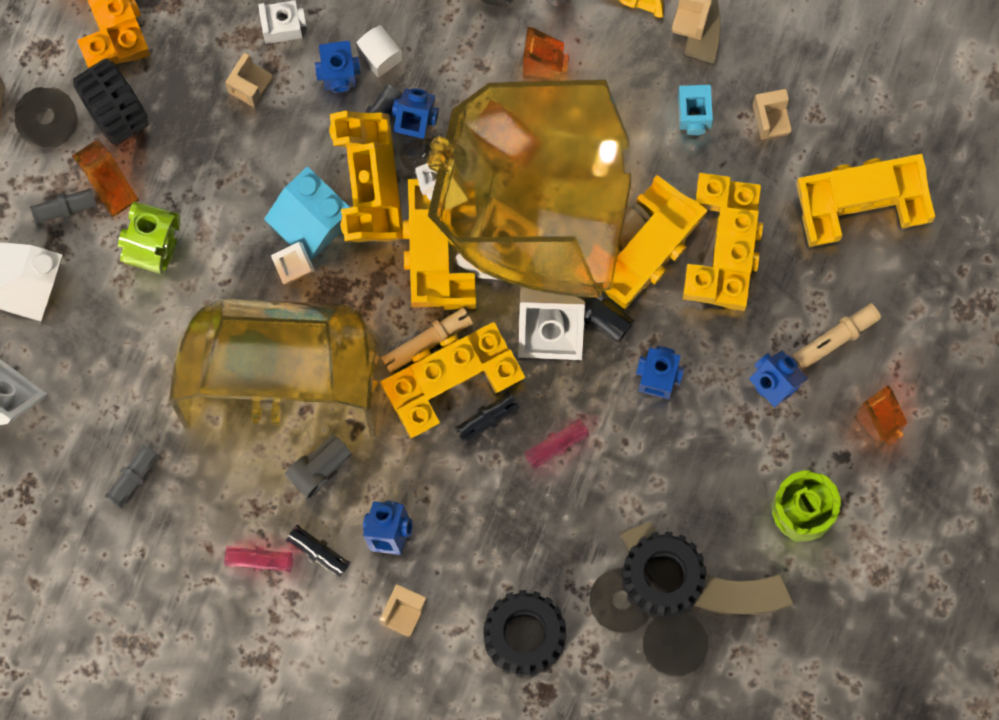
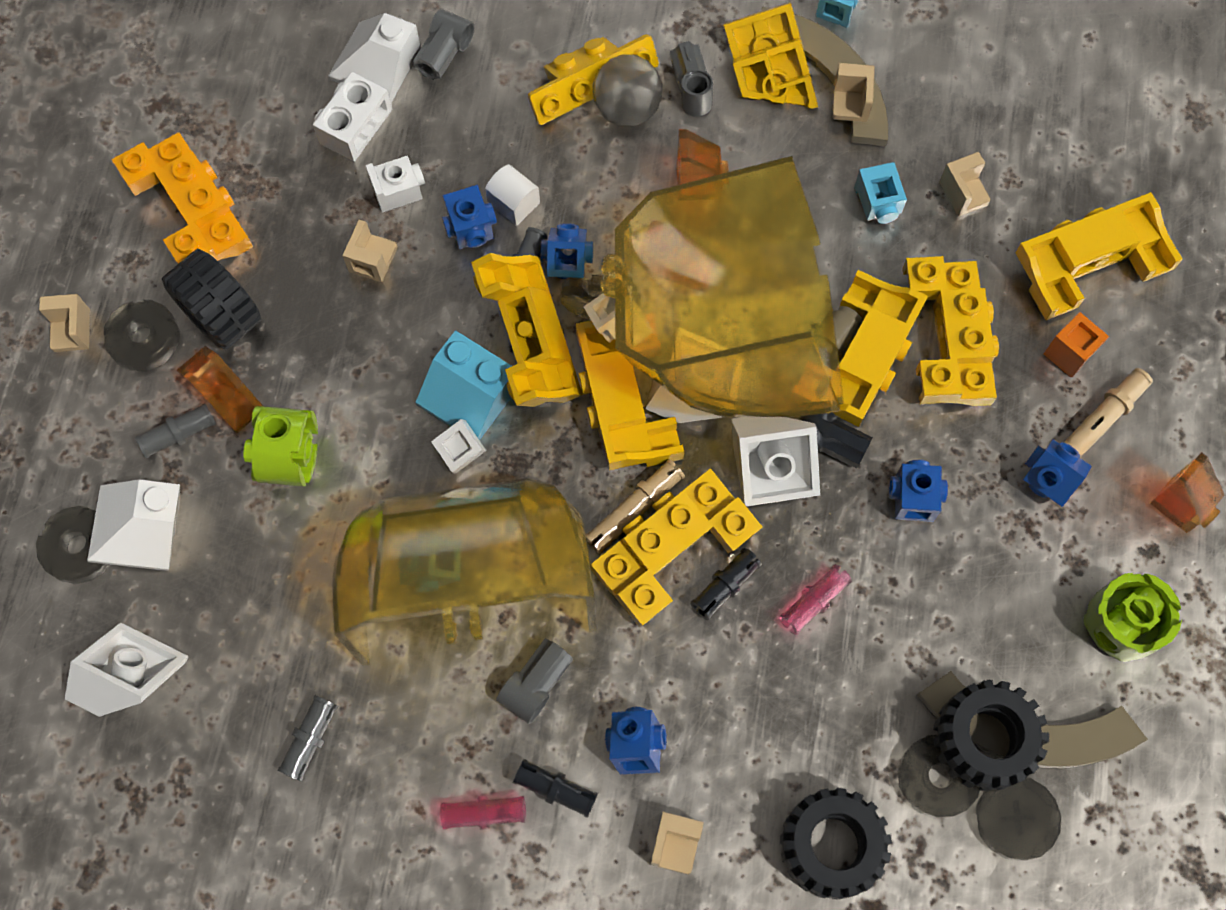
camera: 10 degrees left, 5 degrees down
(824, 273) = (1075, 344): none -> orange panel

